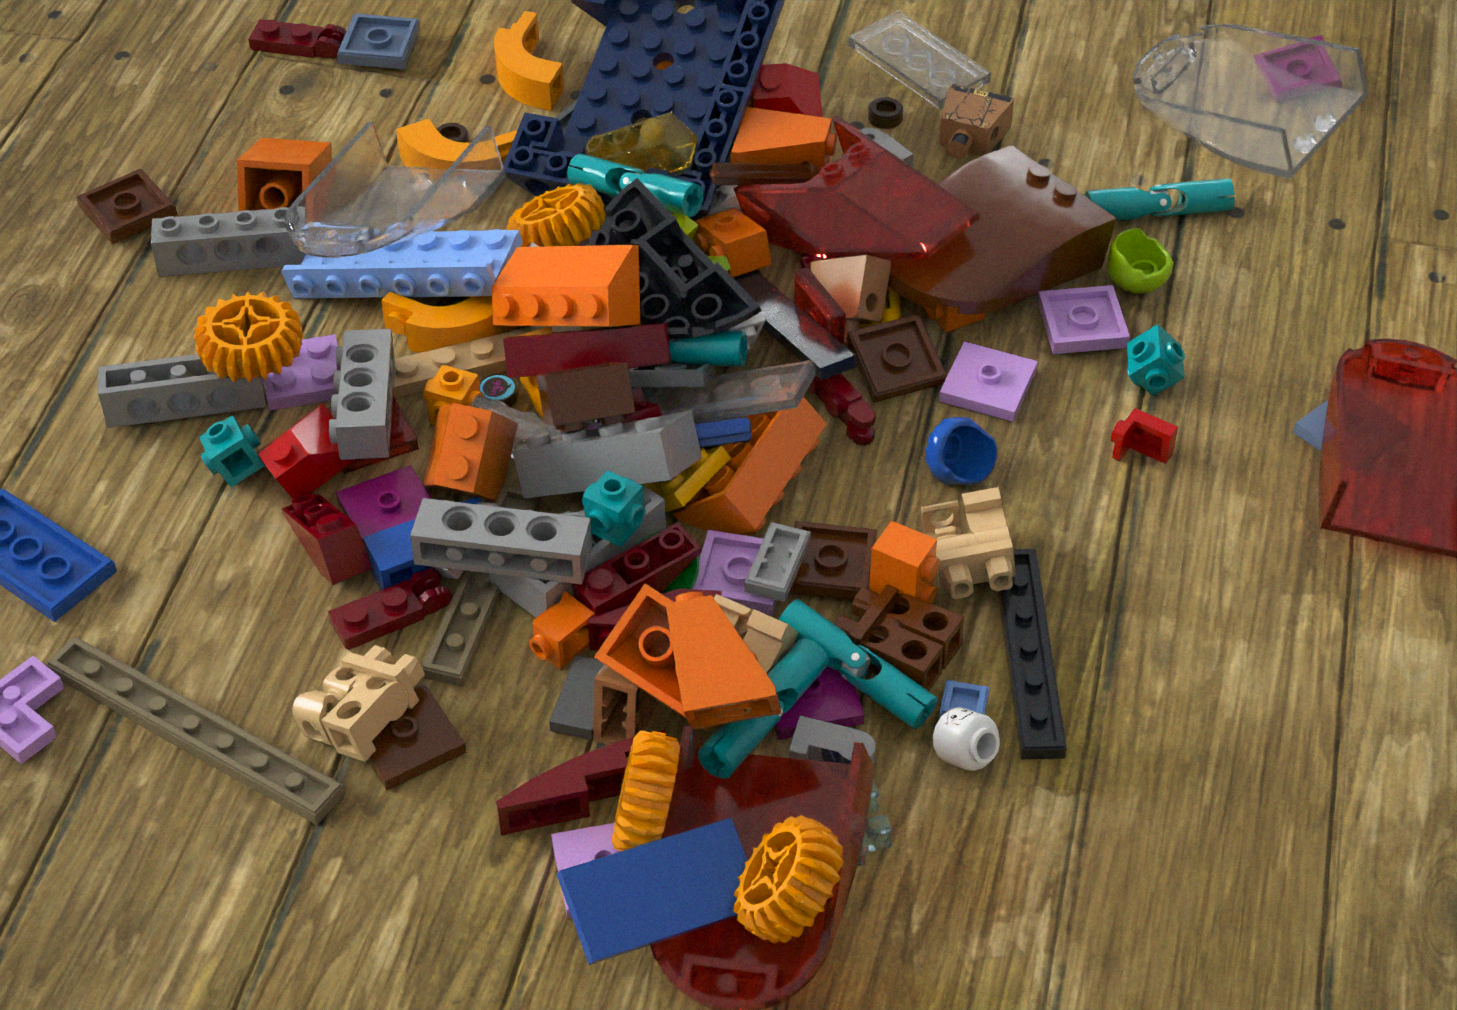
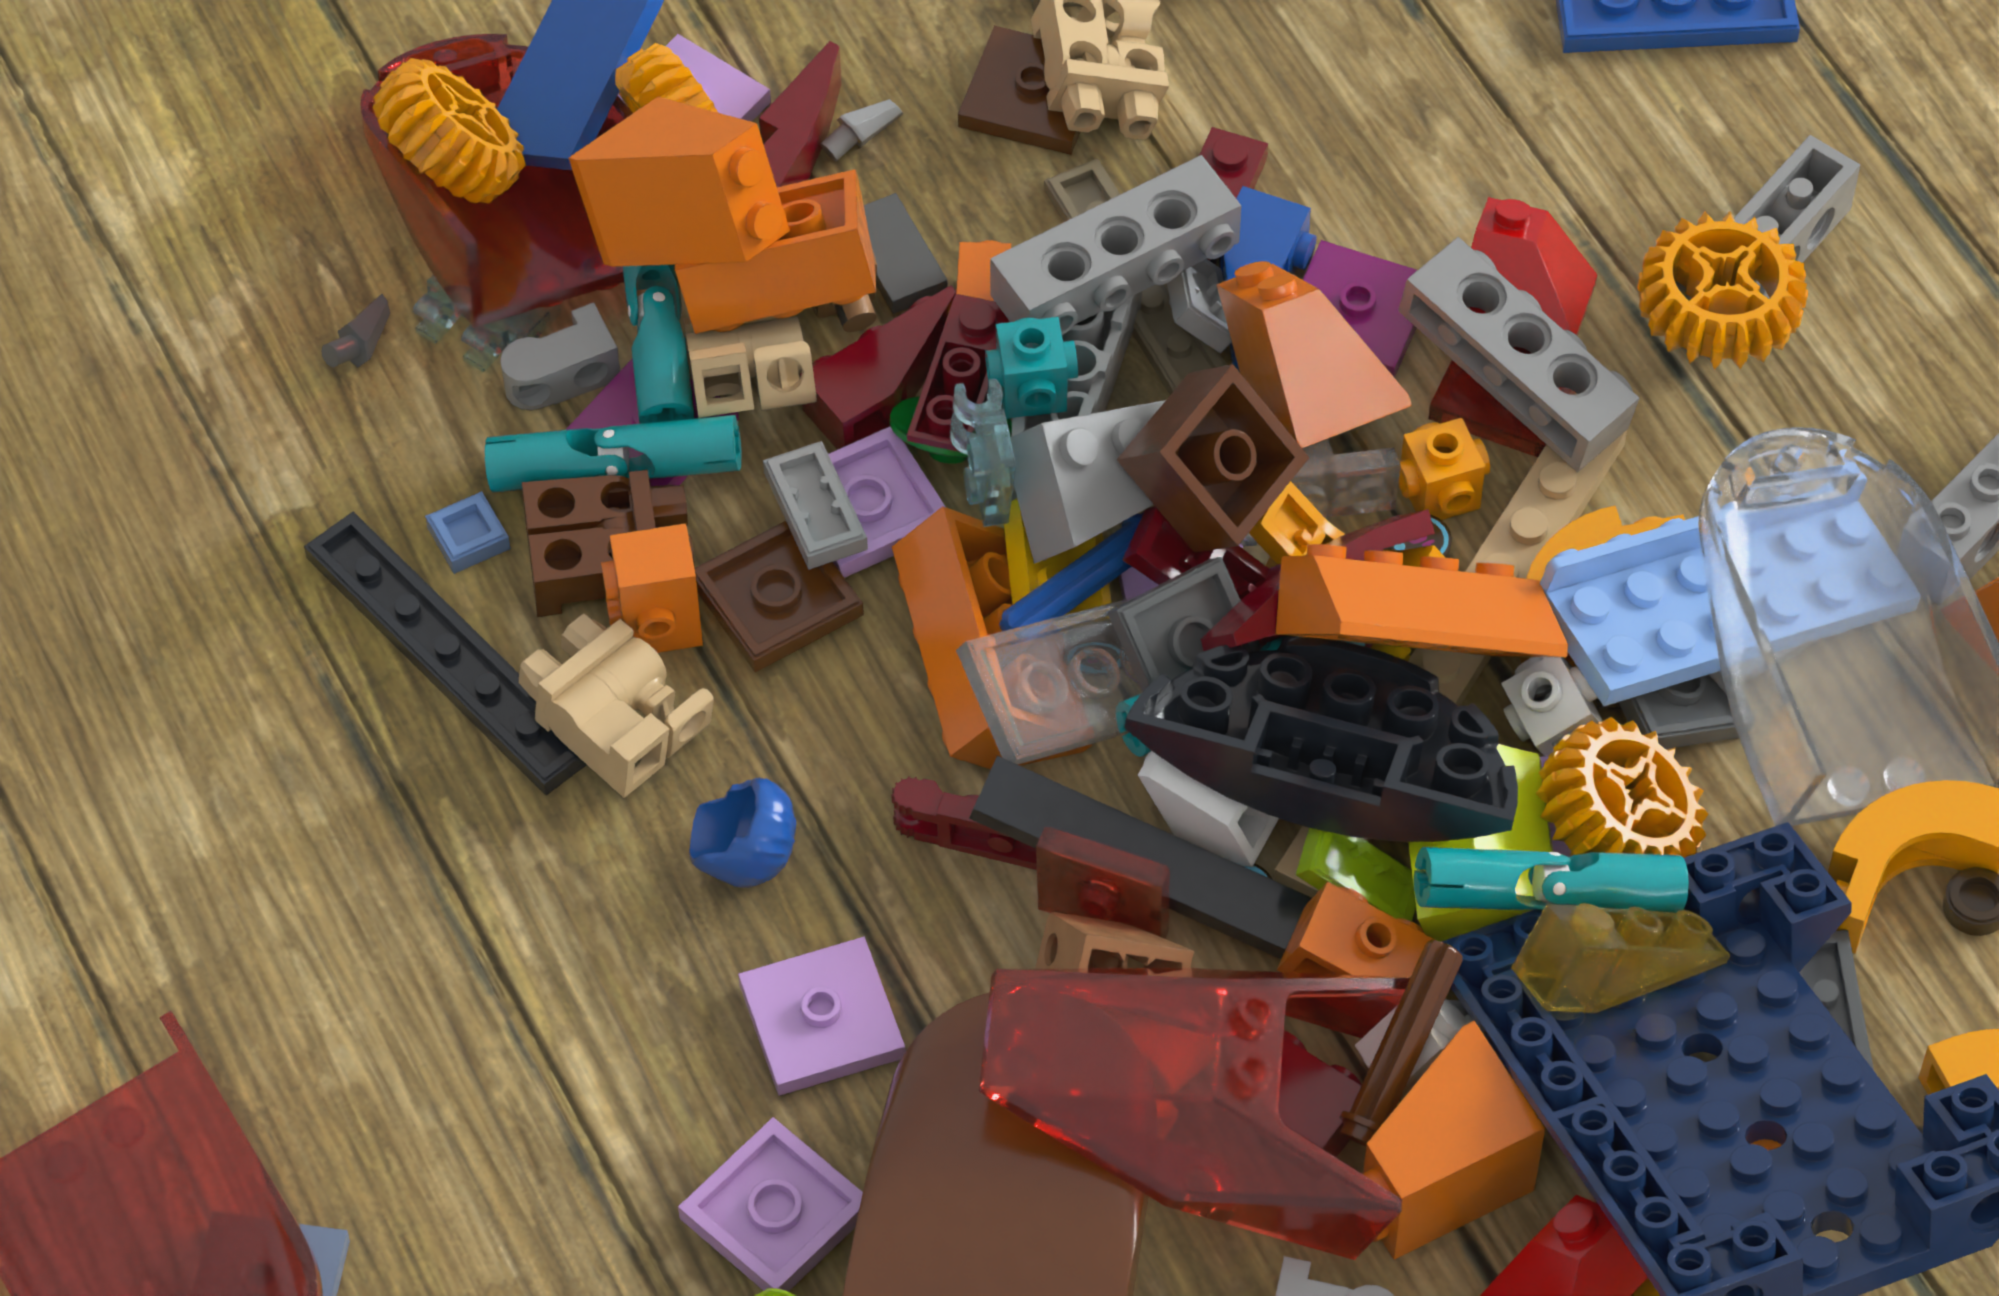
camera: 140 degrees right, 10 degrees up
(231, 450) = (1603, 216): teal brick -> none
(308, 378) = (1690, 410): lavender plate -> none
(327, 537) = (1372, 210): dark red slope -> none
(512, 779) = (860, 127): none -> light grey bar
(685, 478) = (989, 452): none -> clear light blue plate
(896, 357) = (961, 941): reddish brown plate -> none
(931, 854) = (358, 337): none -> dark grey bar
(966, 739) = (416, 456): white head -> none
(1145, 435) = (531, 1054): red bracket -> none
(1155, 360) = (606, 1178): teal brick -> none

